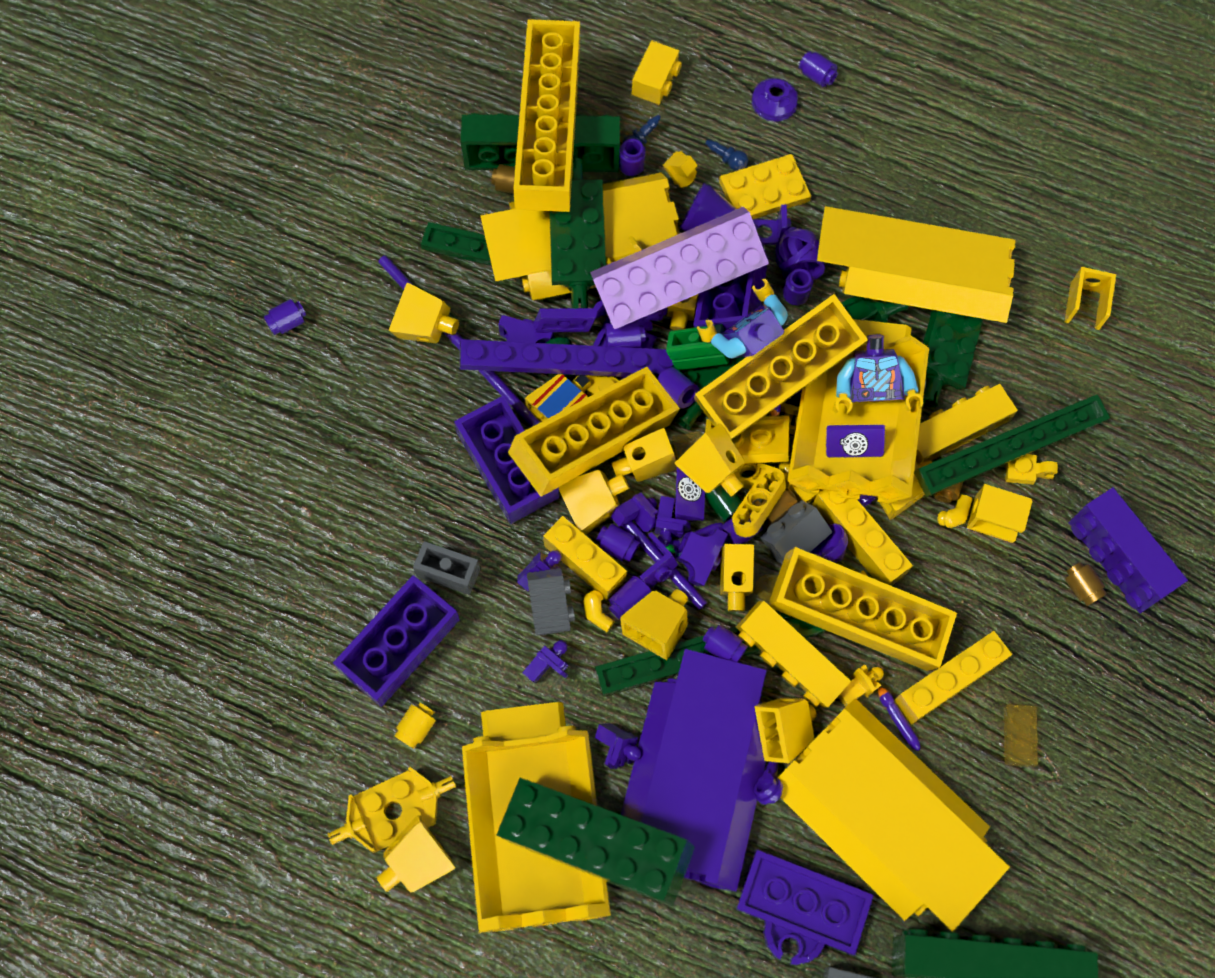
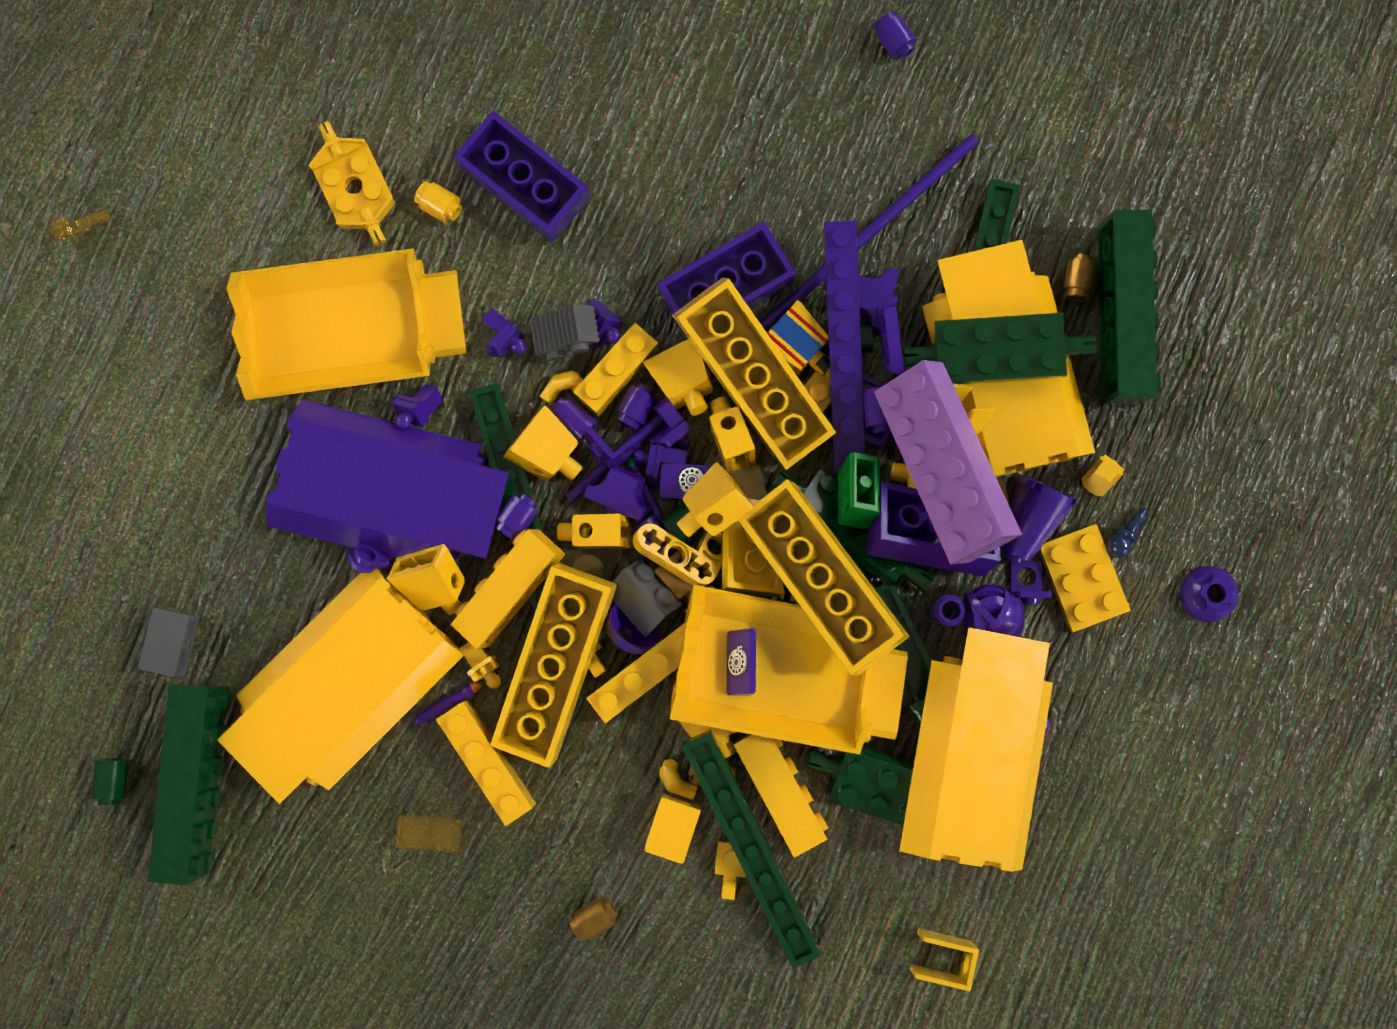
camera: 90 degrees right, 15 degrees up
(414, 859) = (302, 208): yellow torso -> none
(422, 317) = (897, 183): yellow torso -> none
(446, 568) = (601, 224): dark grey brick -> none
(547, 116) = (1147, 305): yellow brick -> none
(596, 841) = (305, 380): dark green brick -> none
(632, 157) = (1121, 414): dark purple brick -> none
(644, 131) = (1140, 422): dark blue bar -> none
(656, 72) = (1237, 447): yellow brick -> none
(678, 386) = (813, 468): dark purple brick -> none
(753, 330) = (863, 546): torso -> none
(803, 908) = (253, 594): dark purple plate -> none
(818, 68) = (1253, 647): dark purple brick -> none
(876, 376) = (818, 688): torso -> none
(1126, 550) = (625, 967): dark purple brick -> none

